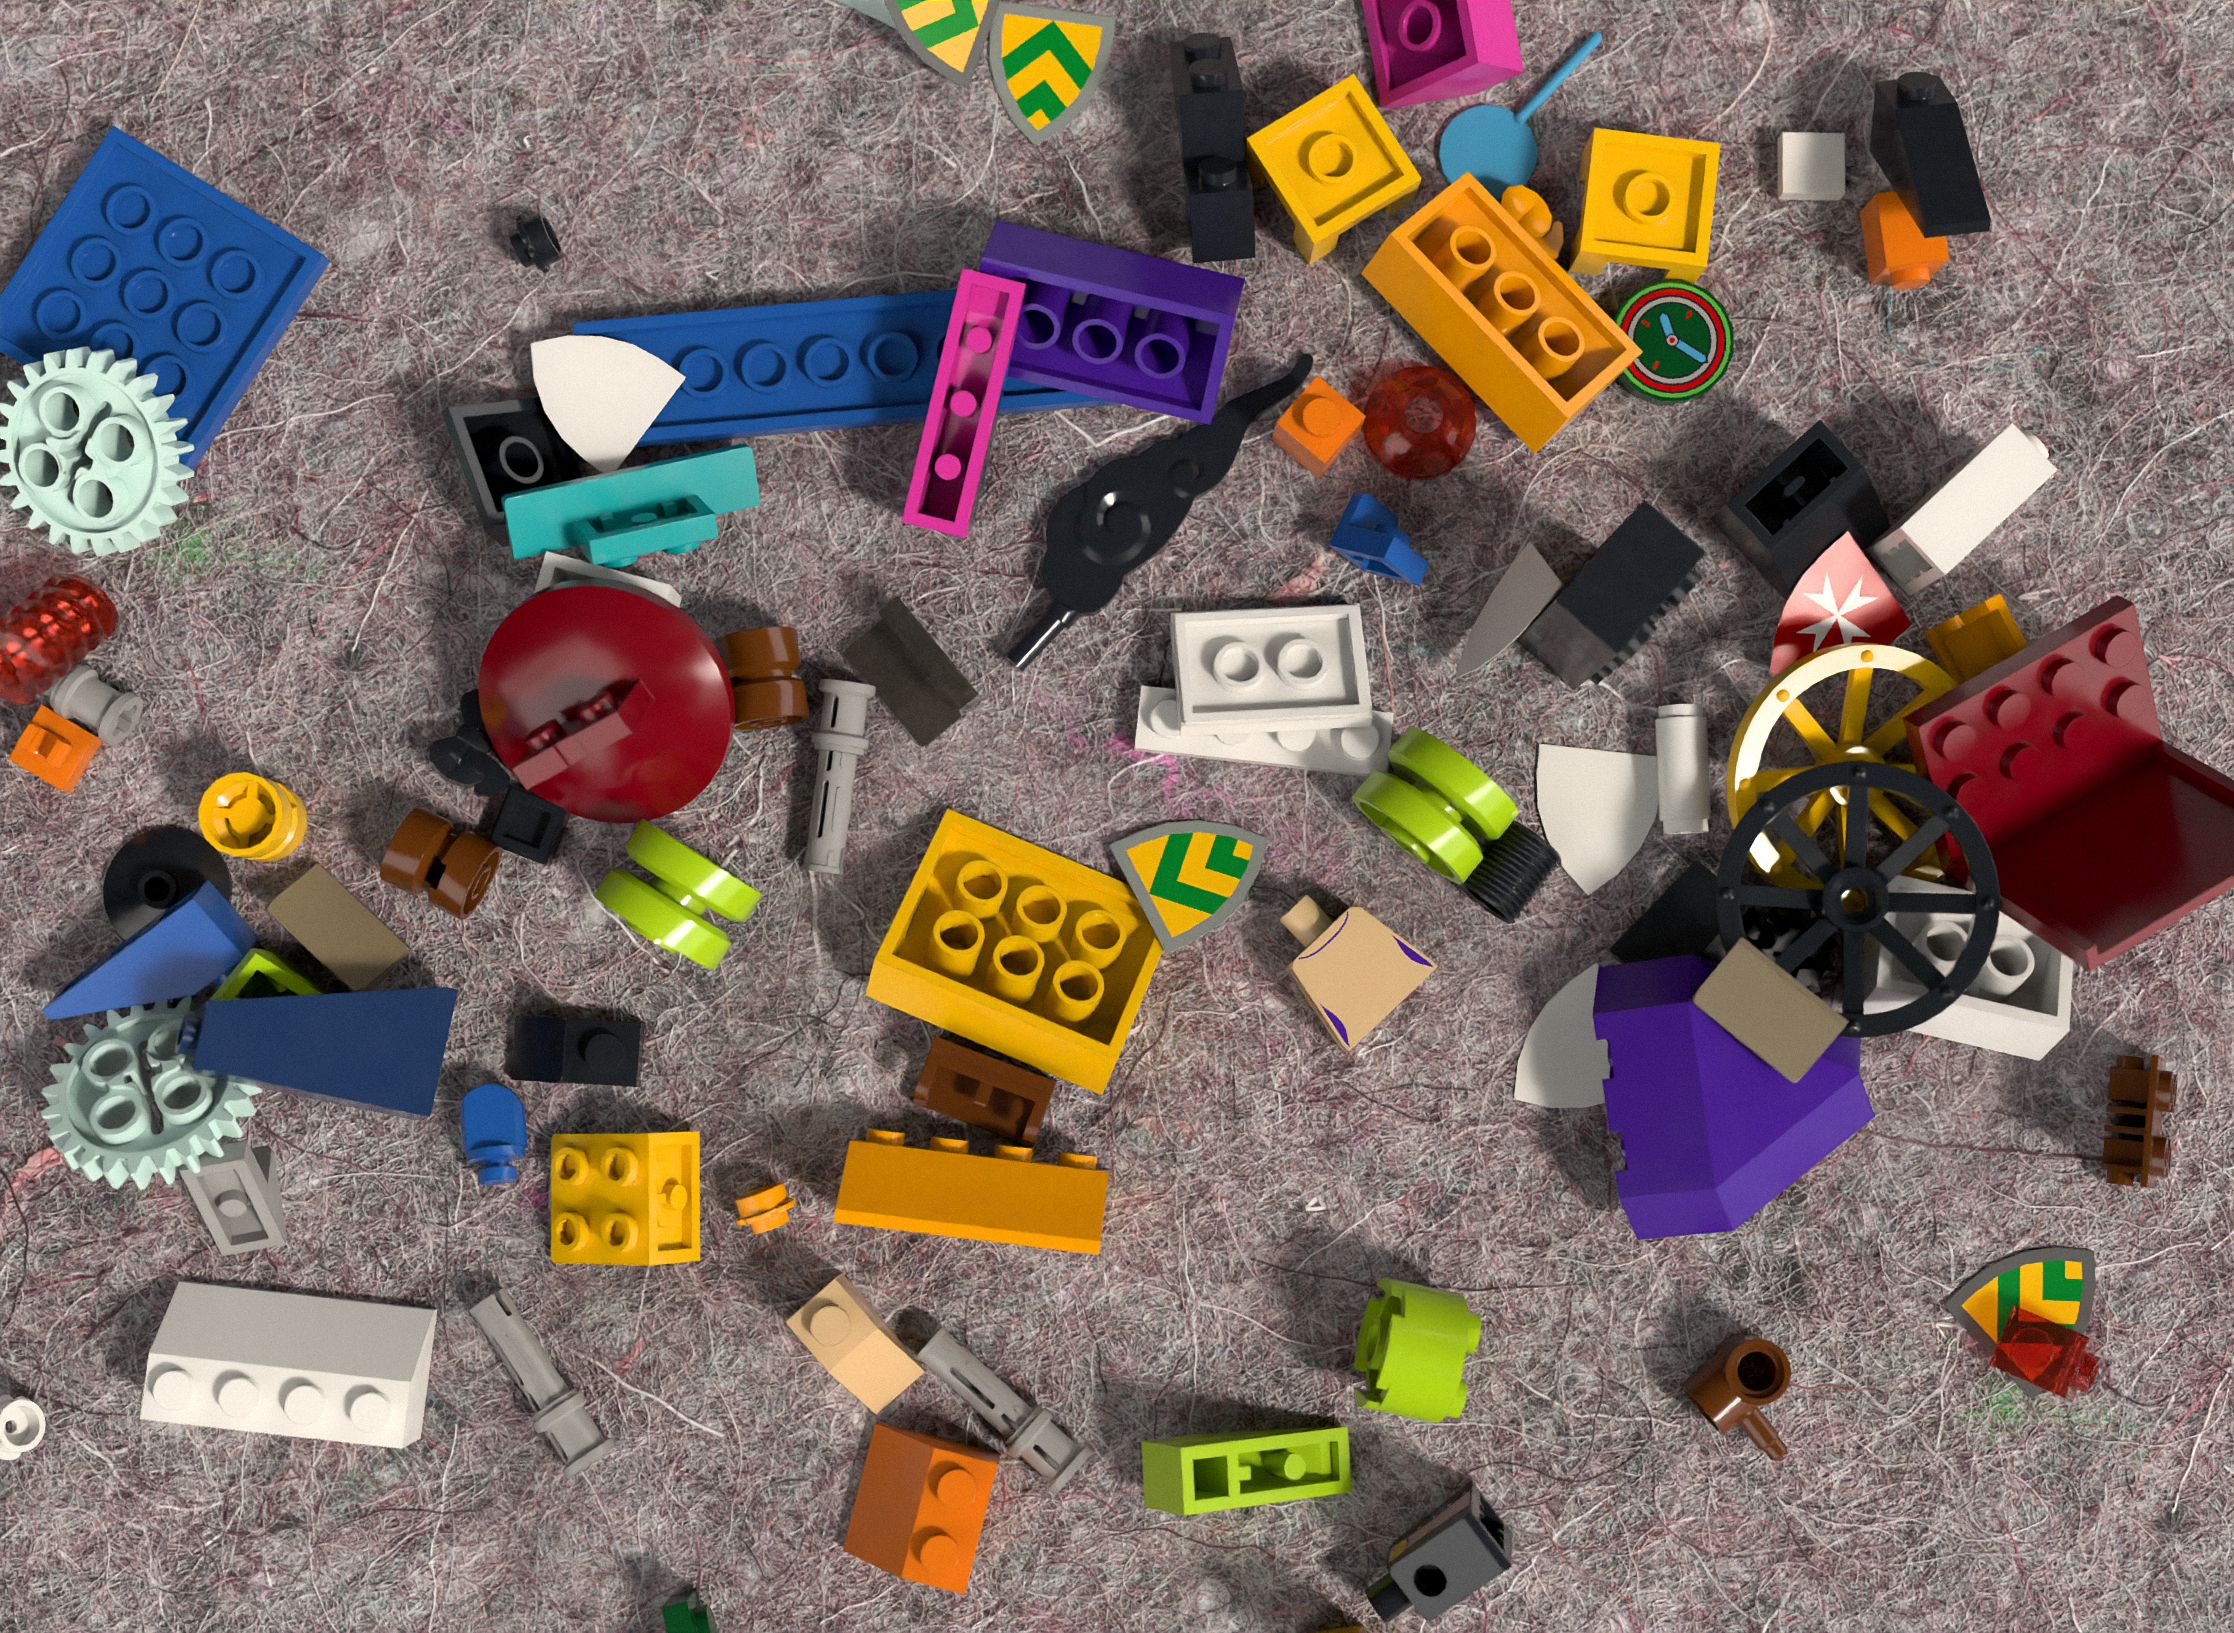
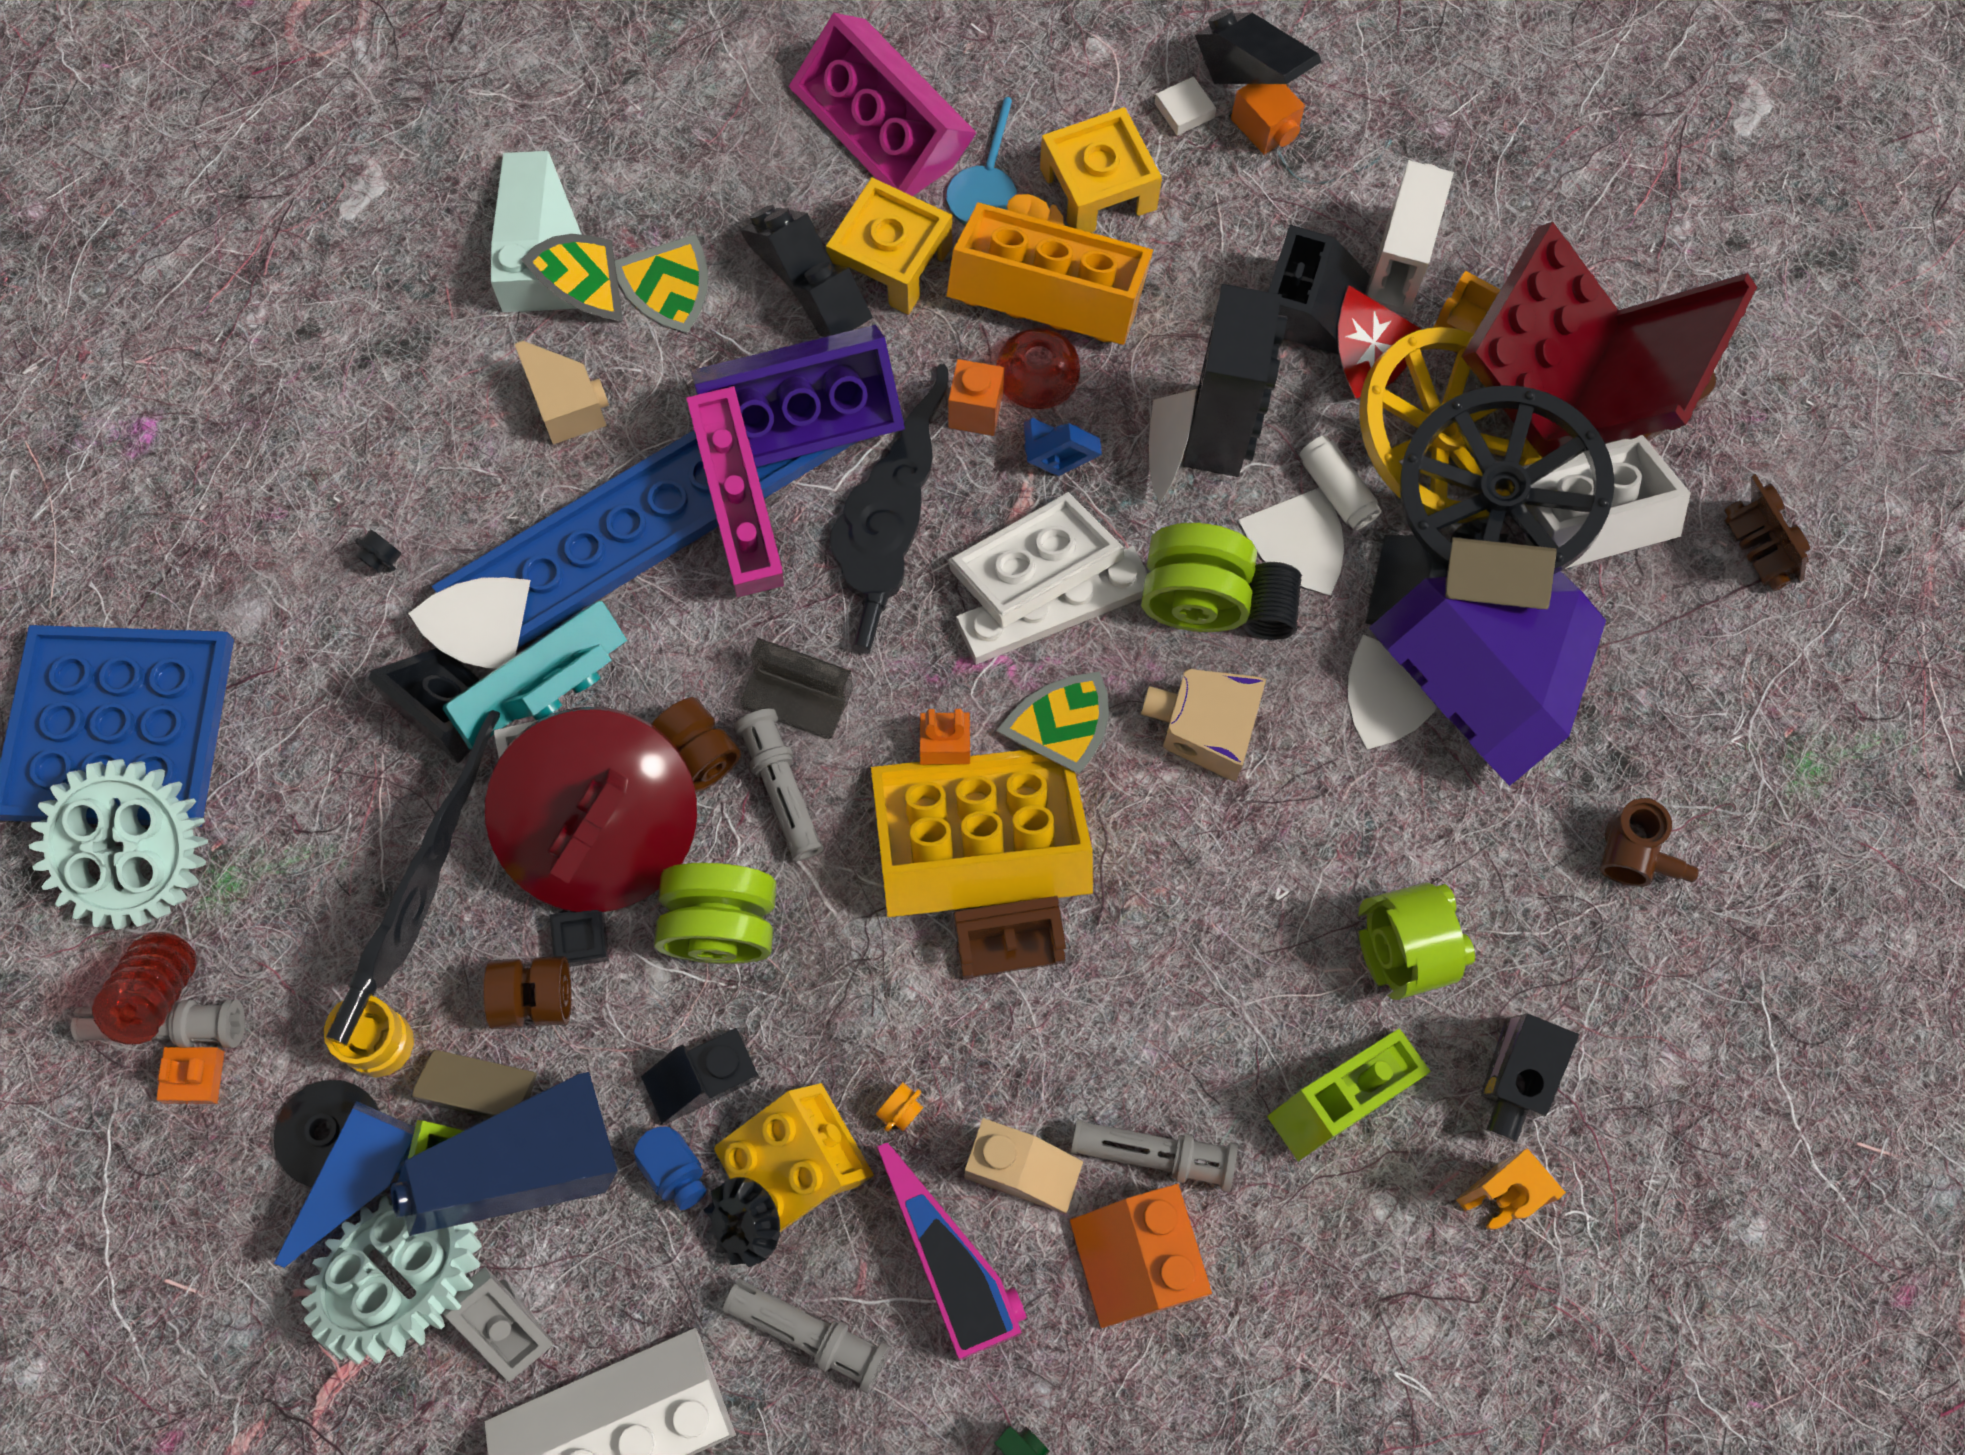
camera: 30 degrees left, 15 degrees down
(364, 698) = (411, 900): none -> black piece
(464, 756) = (506, 913): black piece -> none
(549, 1253) = (759, 1226): none -> black gear
(724, 1426) = (963, 1283): none -> slope
(842, 154) = (563, 392): none -> tan slope
(973, 1194) = (1048, 1008): light orange slope -> none
(1045, 823) = (944, 737): none -> orange tile
(1682, 340) = (1178, 239): tile -> none
(2045, 1281) = (1783, 699): sticker -> none
(2046, 1355) = (1814, 713): clear red bracket -> none

